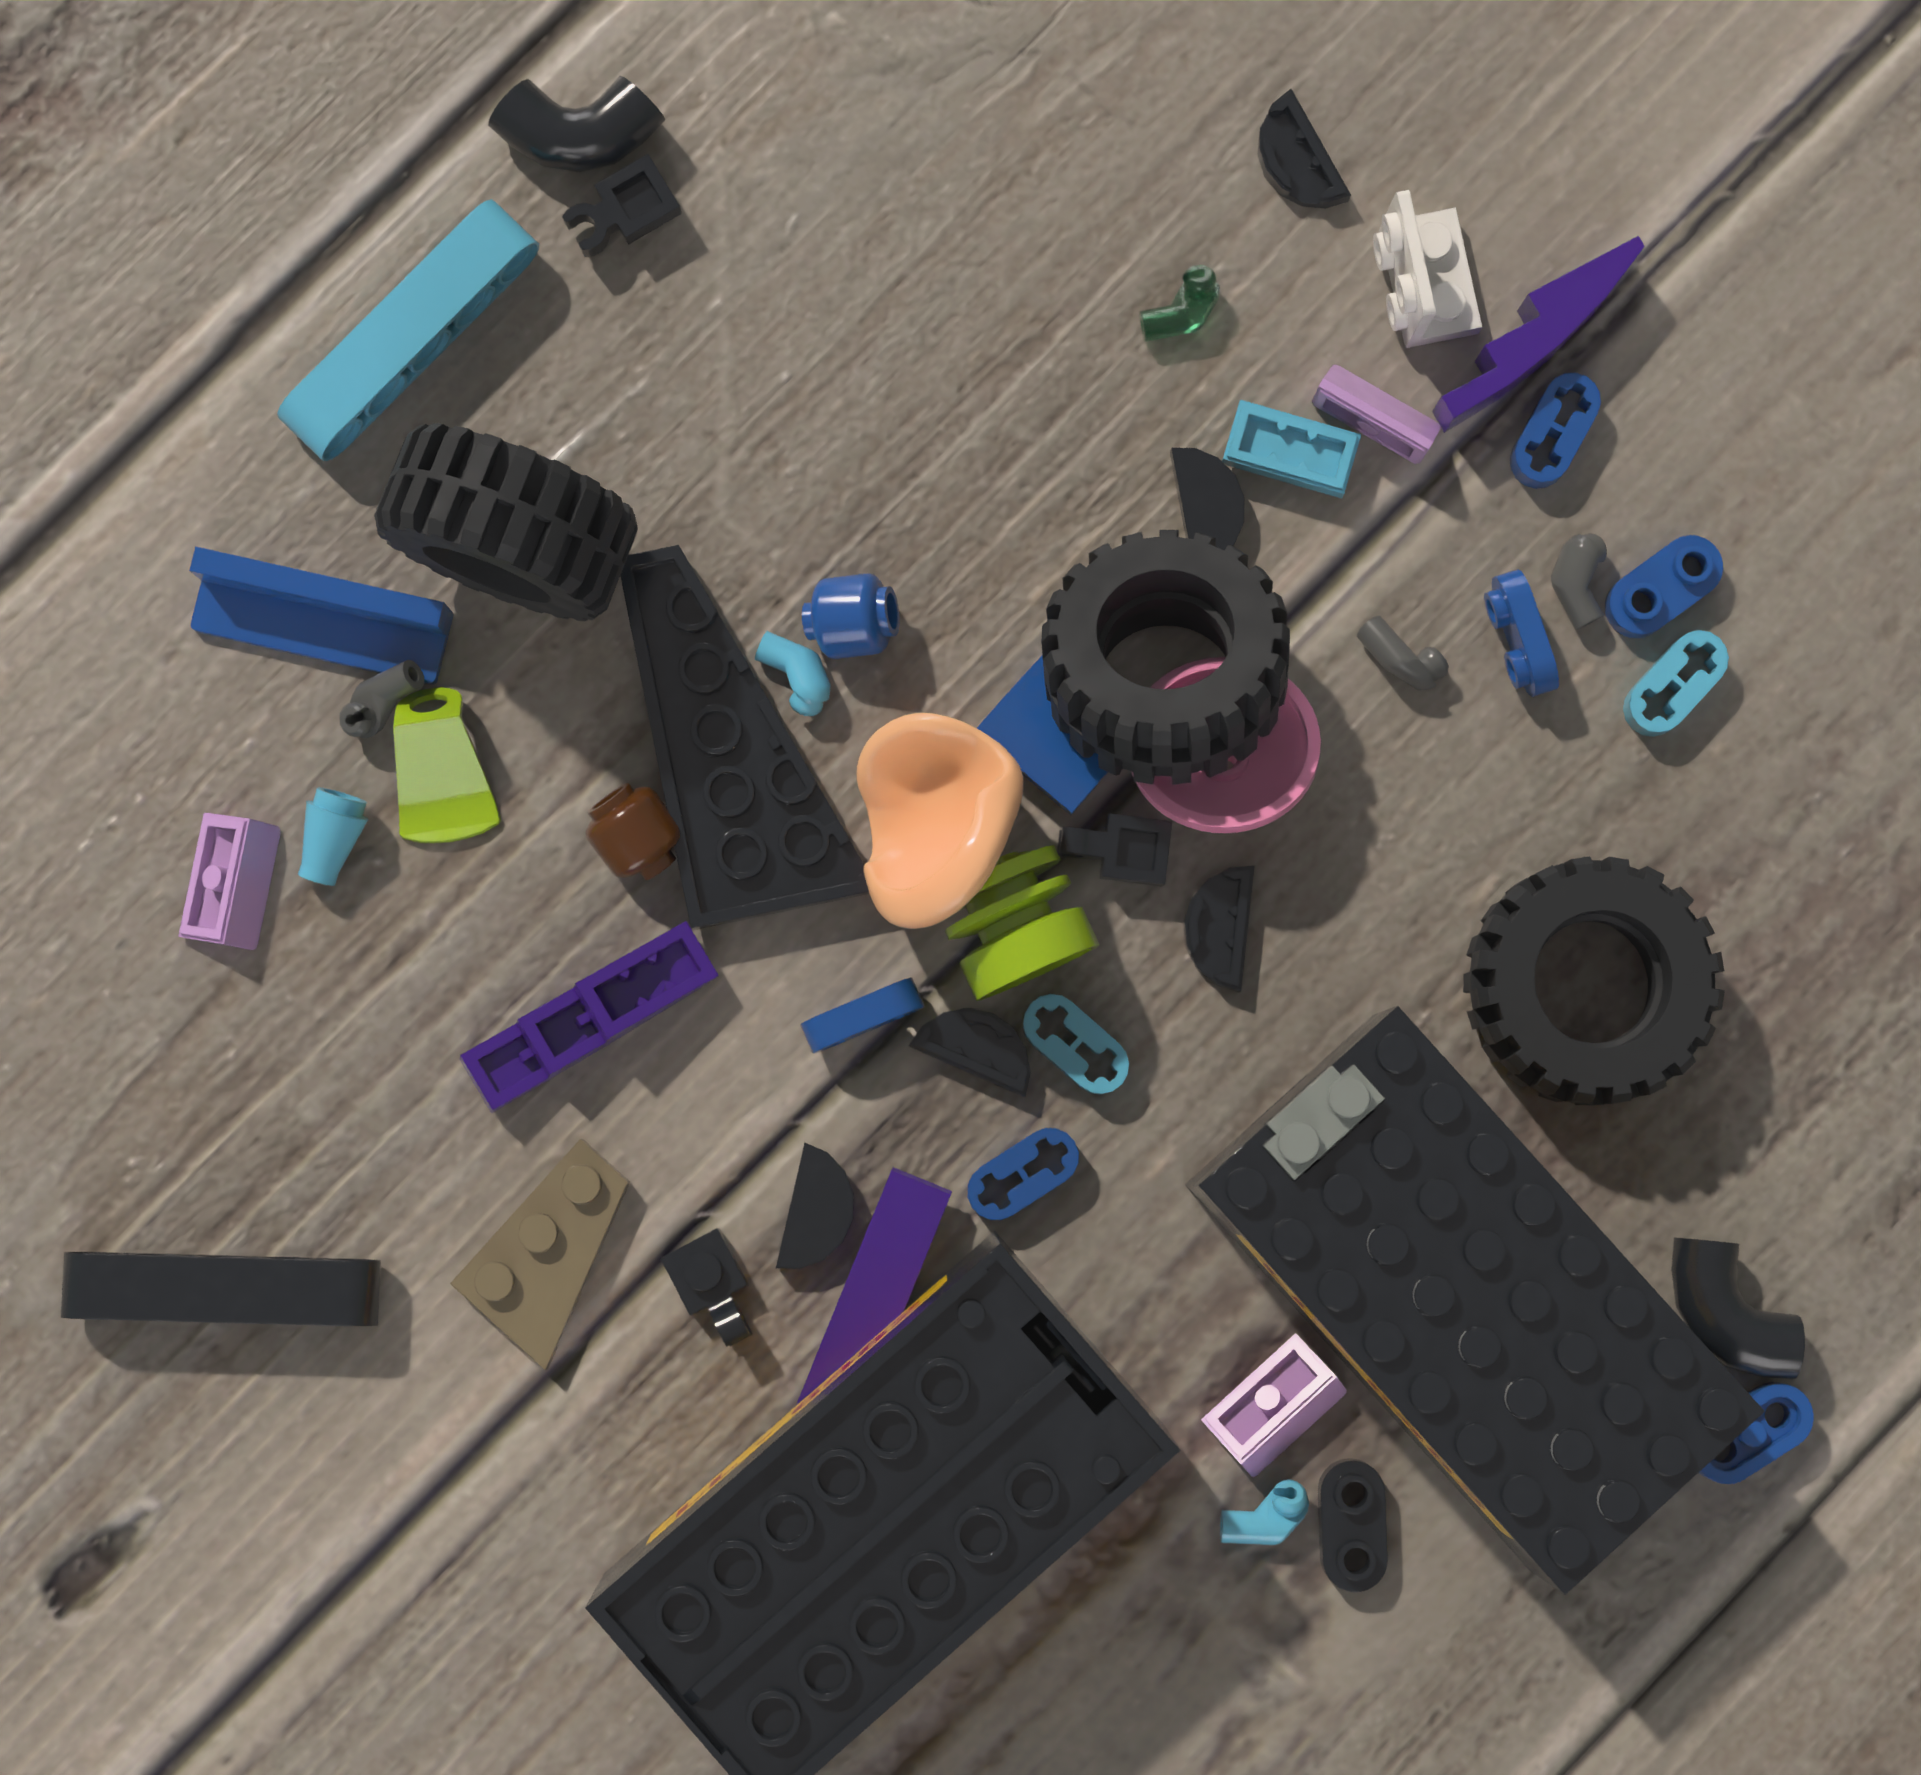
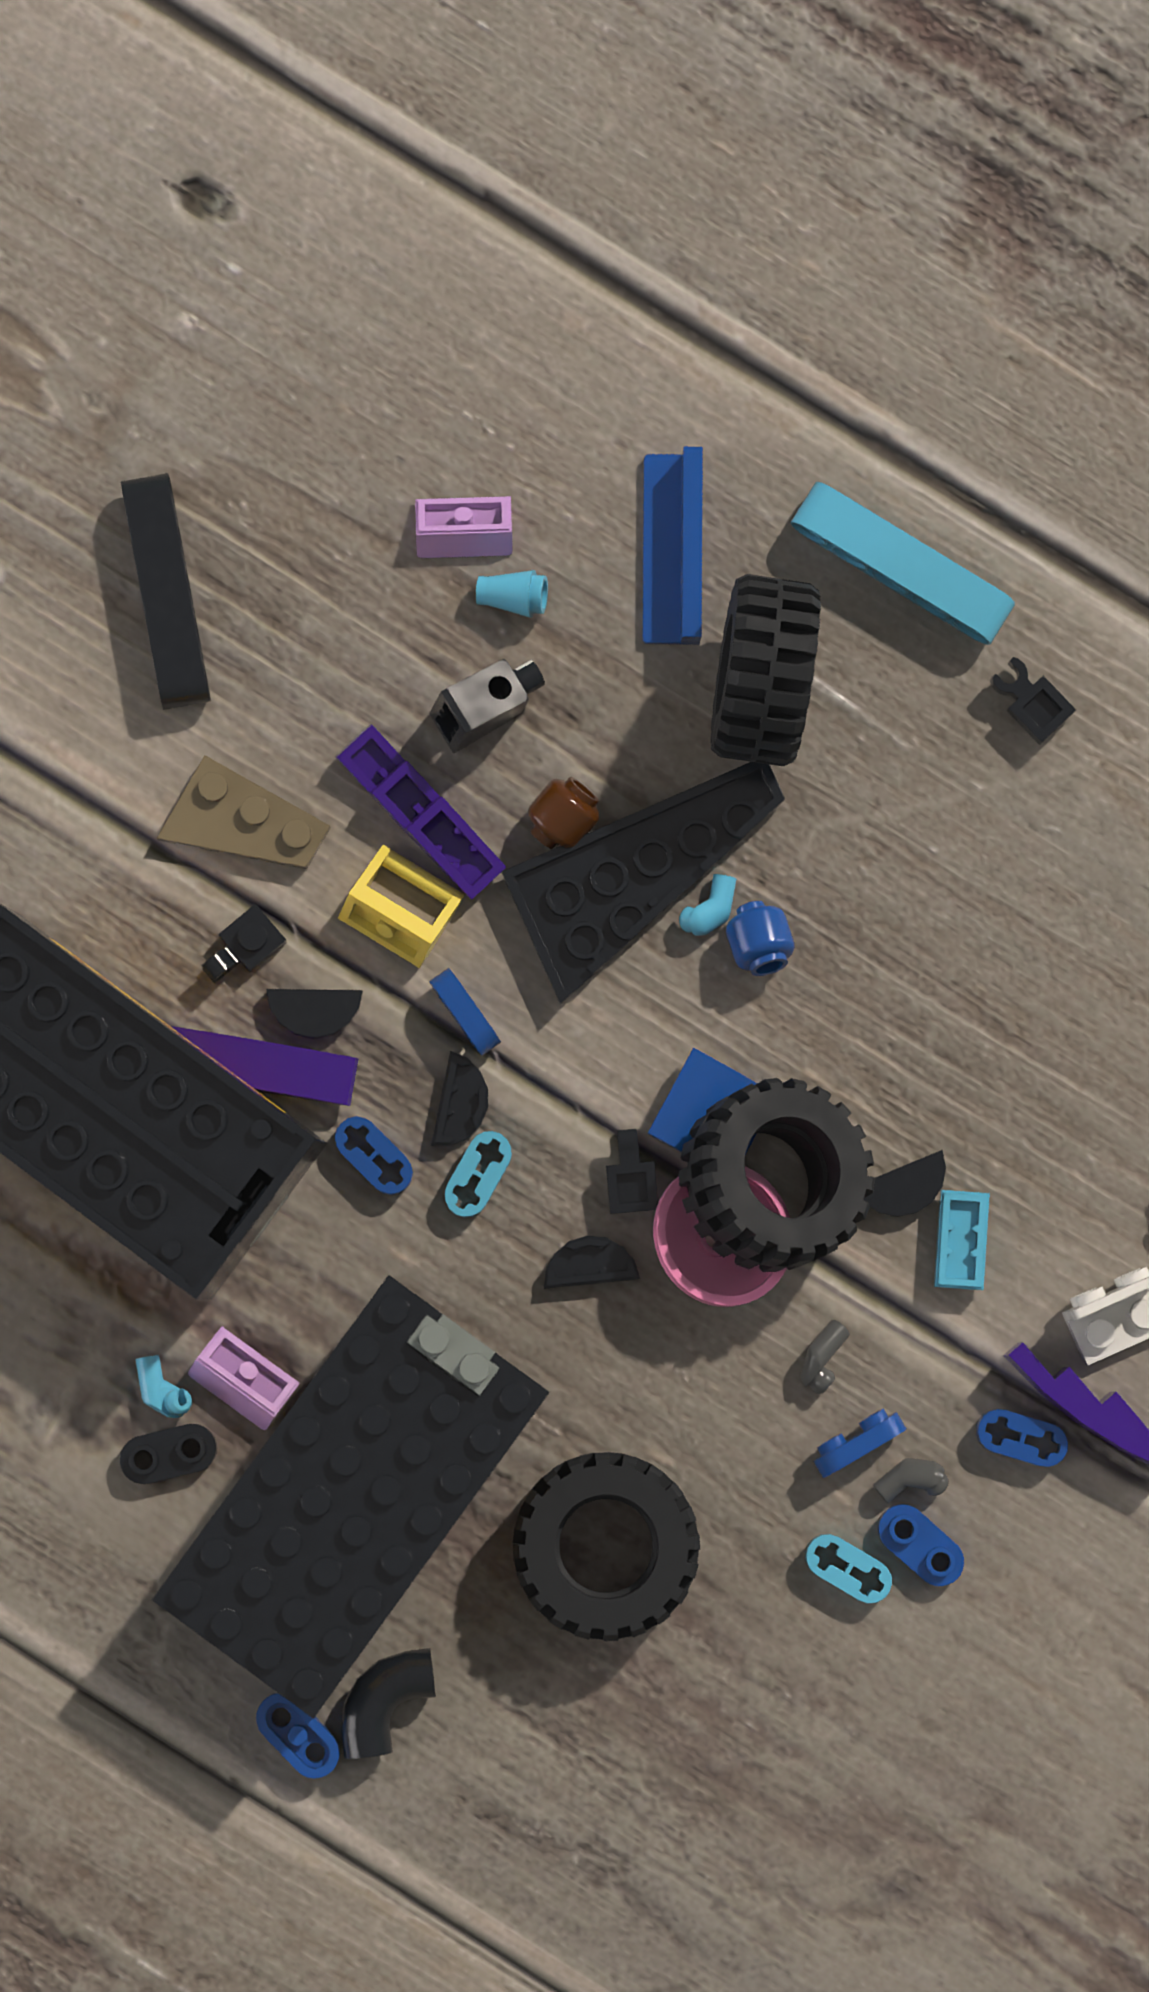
camera: 70 degrees right, 0 degrees up
(377, 697) = (622, 603): dark grey arm -> none
(439, 772) = (580, 660): lime piece -> none
(464, 902) = (470, 711): none -> black torso
(576, 137) = (1077, 652): black cylinder -> none
(724, 1088) = (389, 922): none -> light yellow tile
(936, 814) = (622, 1034): light nougat piece -> none
(1018, 927) = (556, 1107): lime wheel -> none
(1188, 310) = (1050, 1140): clear green arm -> none
(1376, 414) = (1005, 1299): lavender slope -> none

